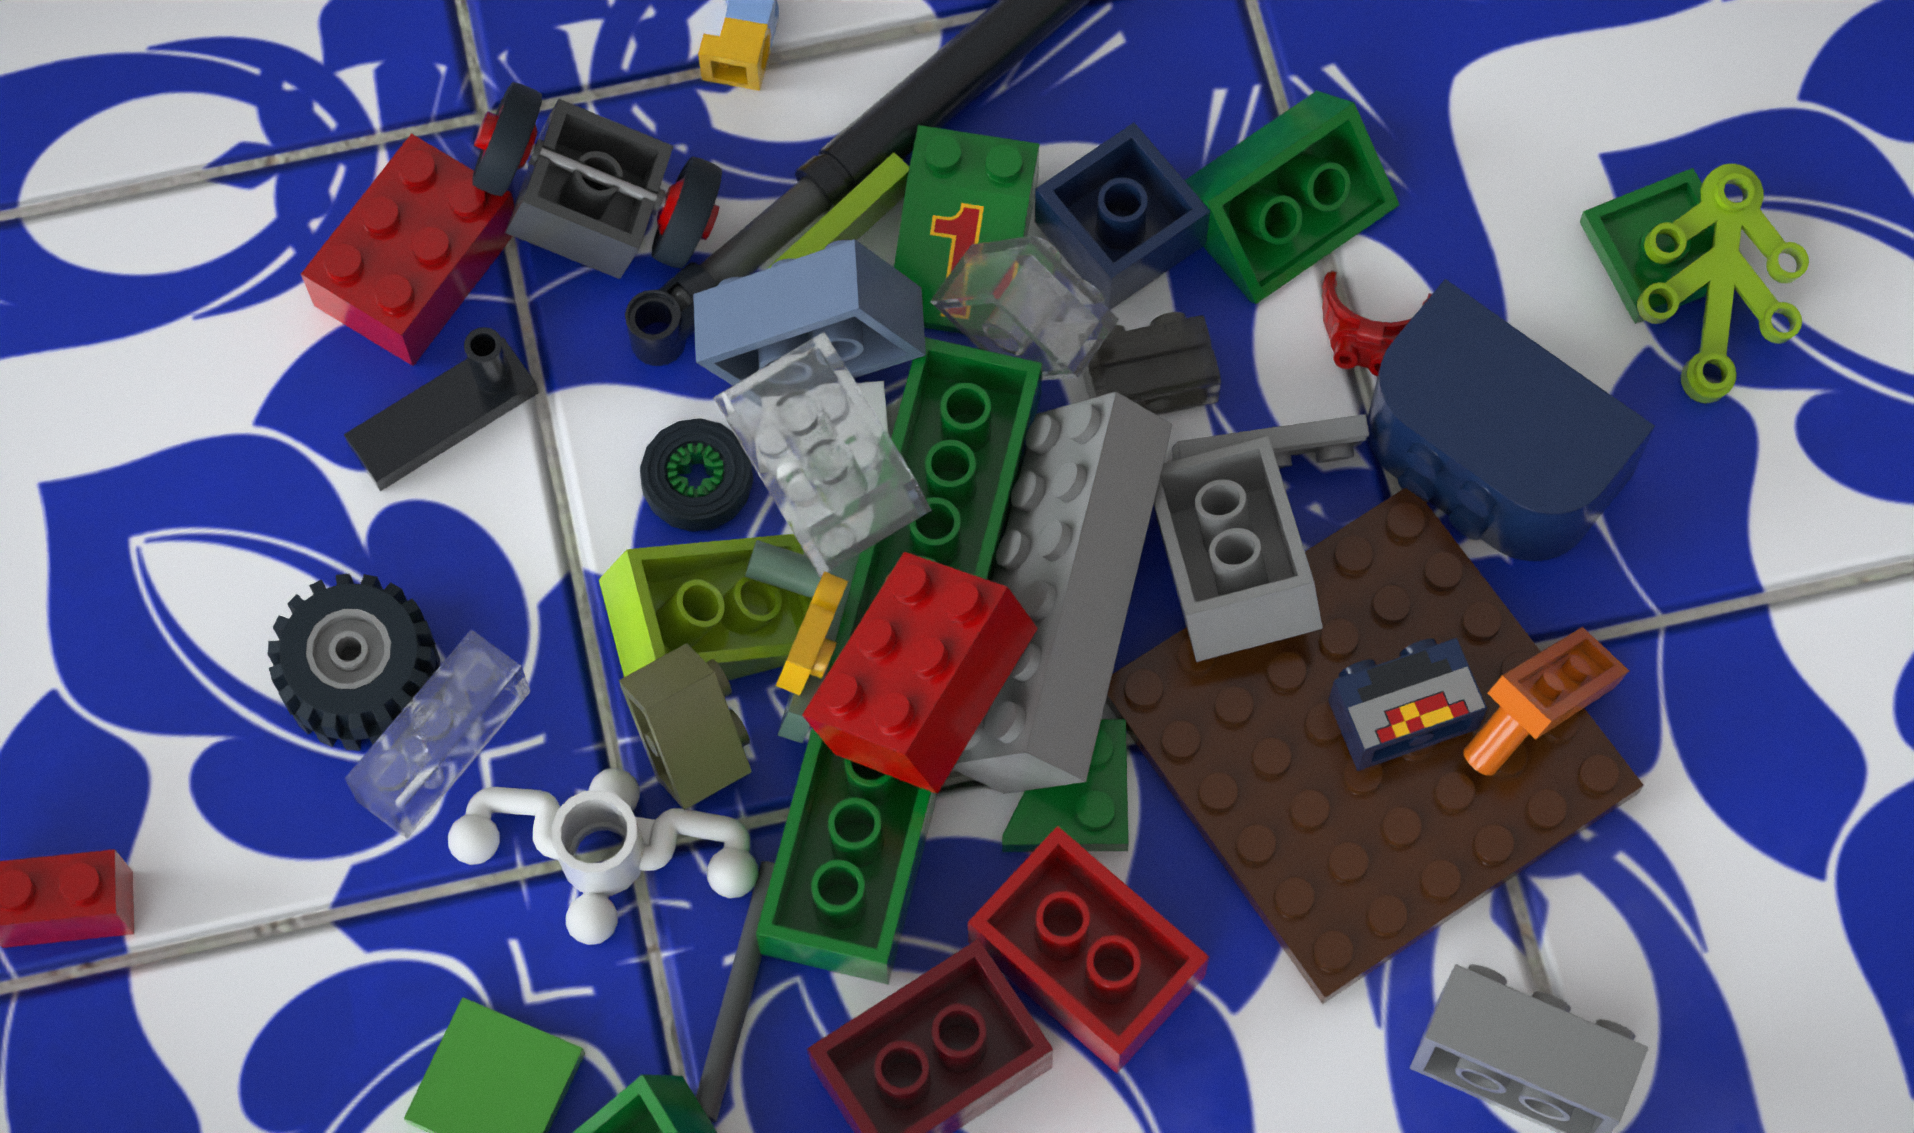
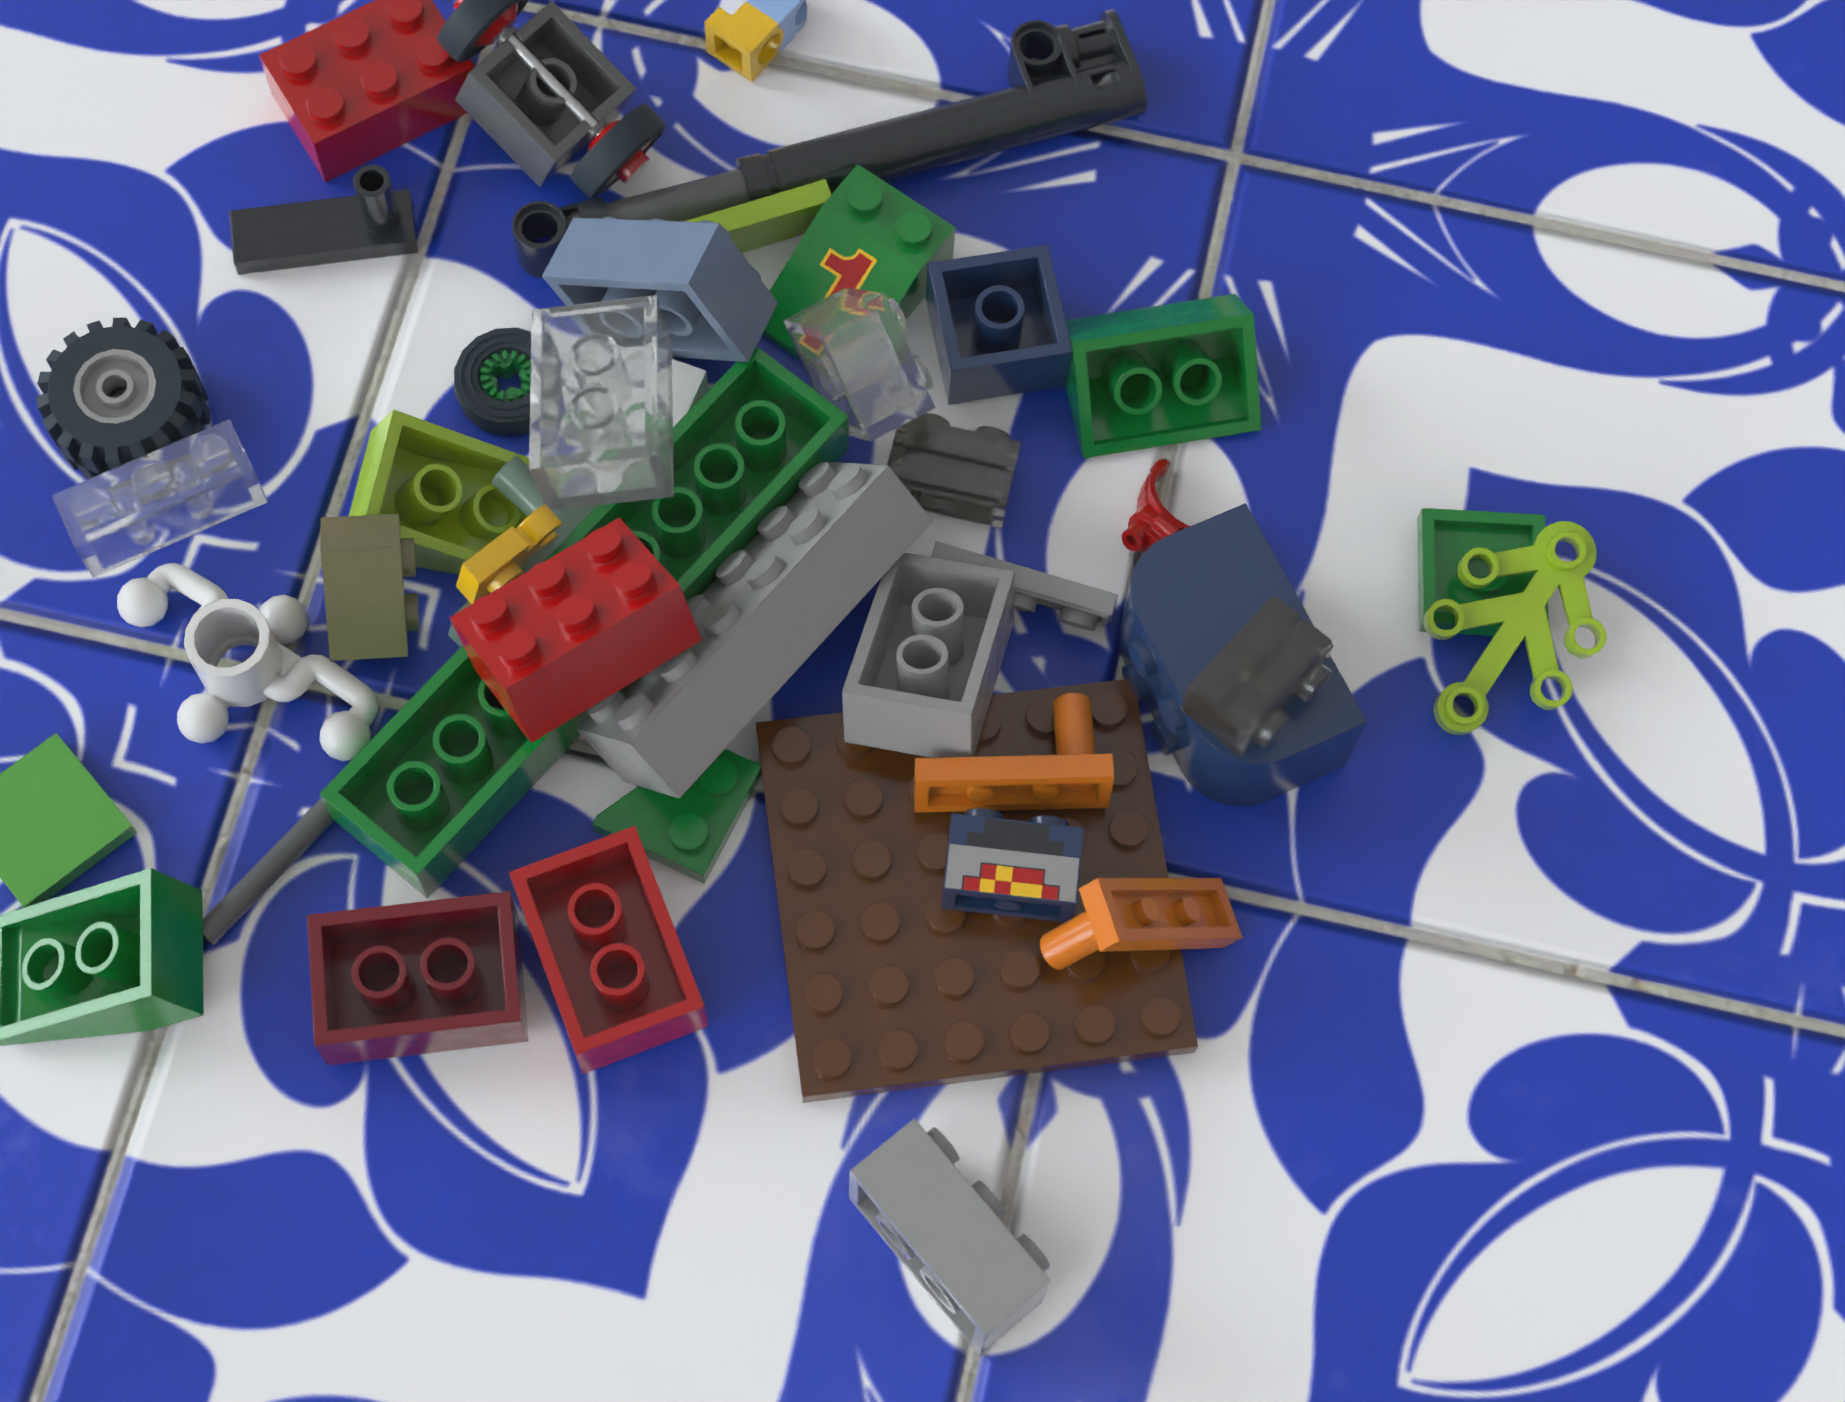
camera: 20 degrees right, 0 degrees up
(1412, 602) = (1032, 782): none -> orange piece
(1547, 431) = (1258, 677): none -> clear smoke brick

